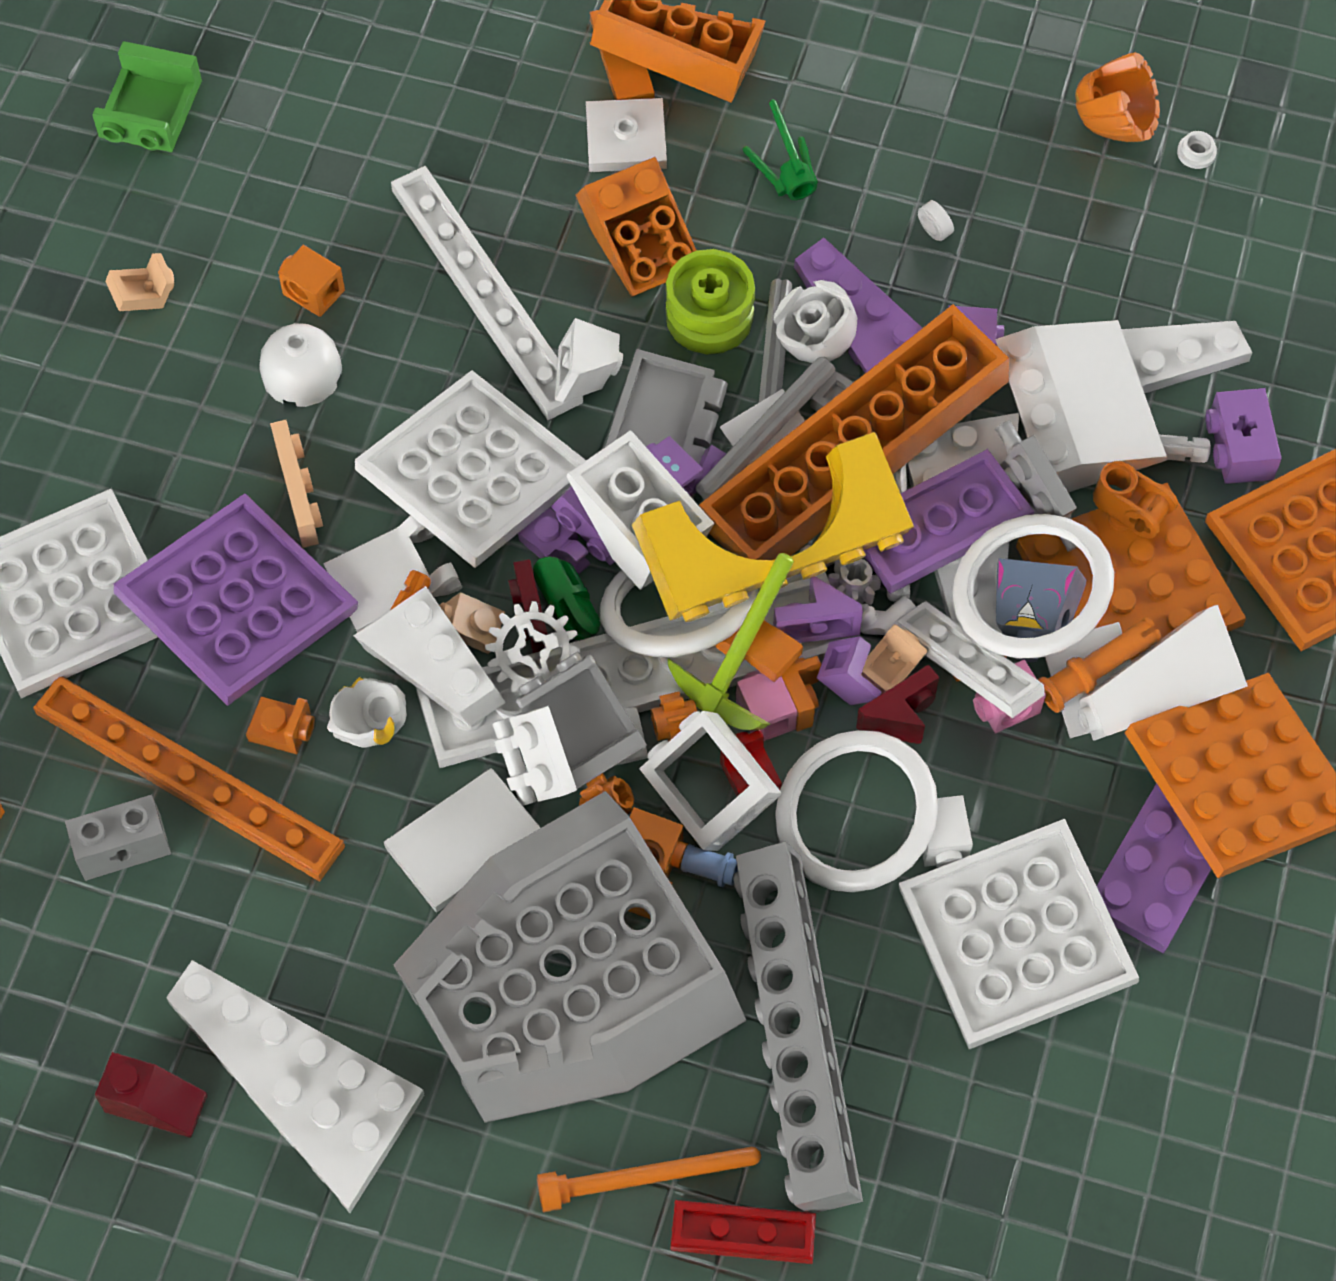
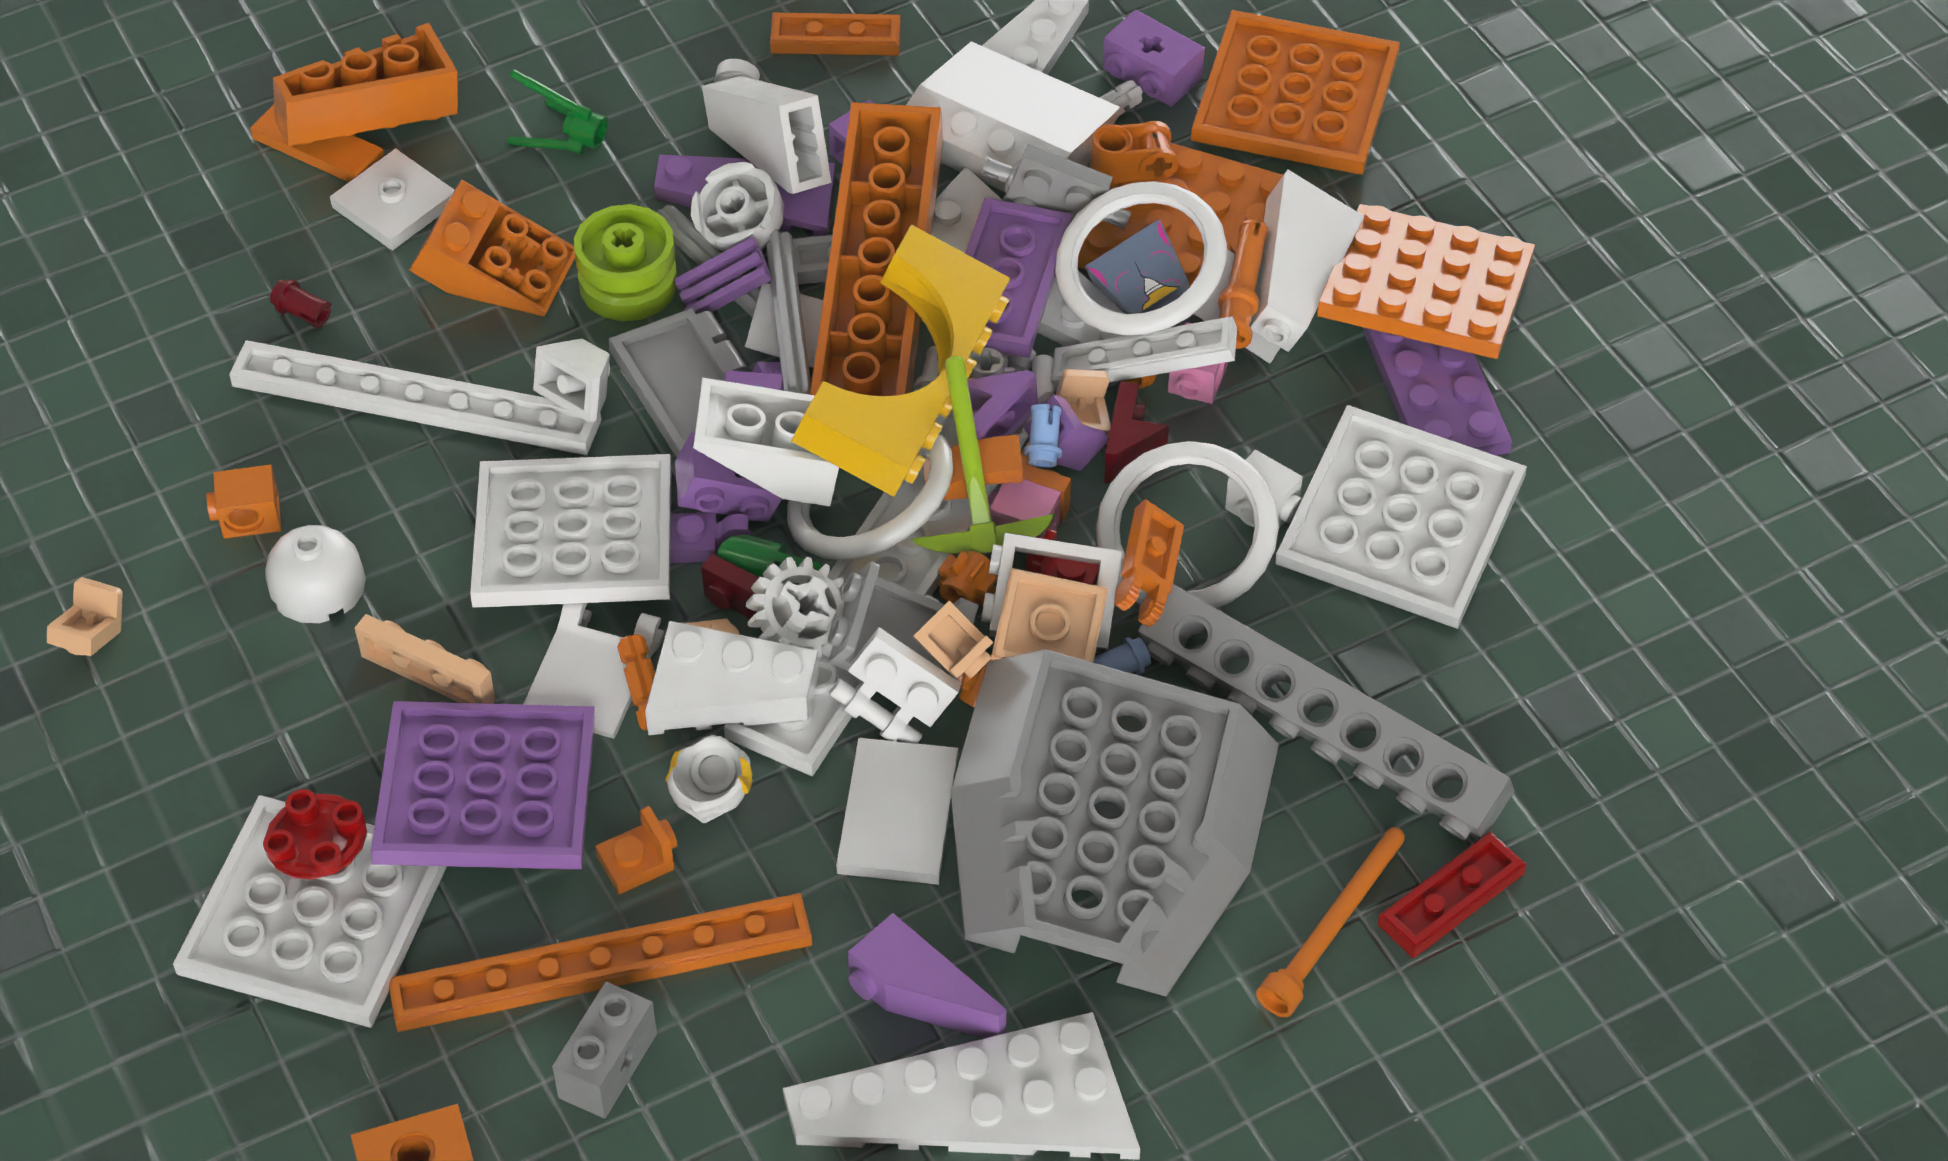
camera: 45 degrees left, 10 degrees down
(105, 544) = (315, 835): none -> red dish
(341, 956) = (920, 983): none -> medium lavender slope
(486, 156) = (290, 298): none -> dark red pin
(593, 759) = (954, 642): none -> light nougat bracket
(670, 801) = (1049, 615): none -> light nougat tile
(762, 359) = (722, 273): none -> medium lavender tile
(788, 813) = (1149, 561): none -> orange hinge
(820, 664) = (1044, 436): none -> light blue pin
(899, 280) = (772, 129): none -> white slope
(1046, 238) = (835, 34): none -> orange tile

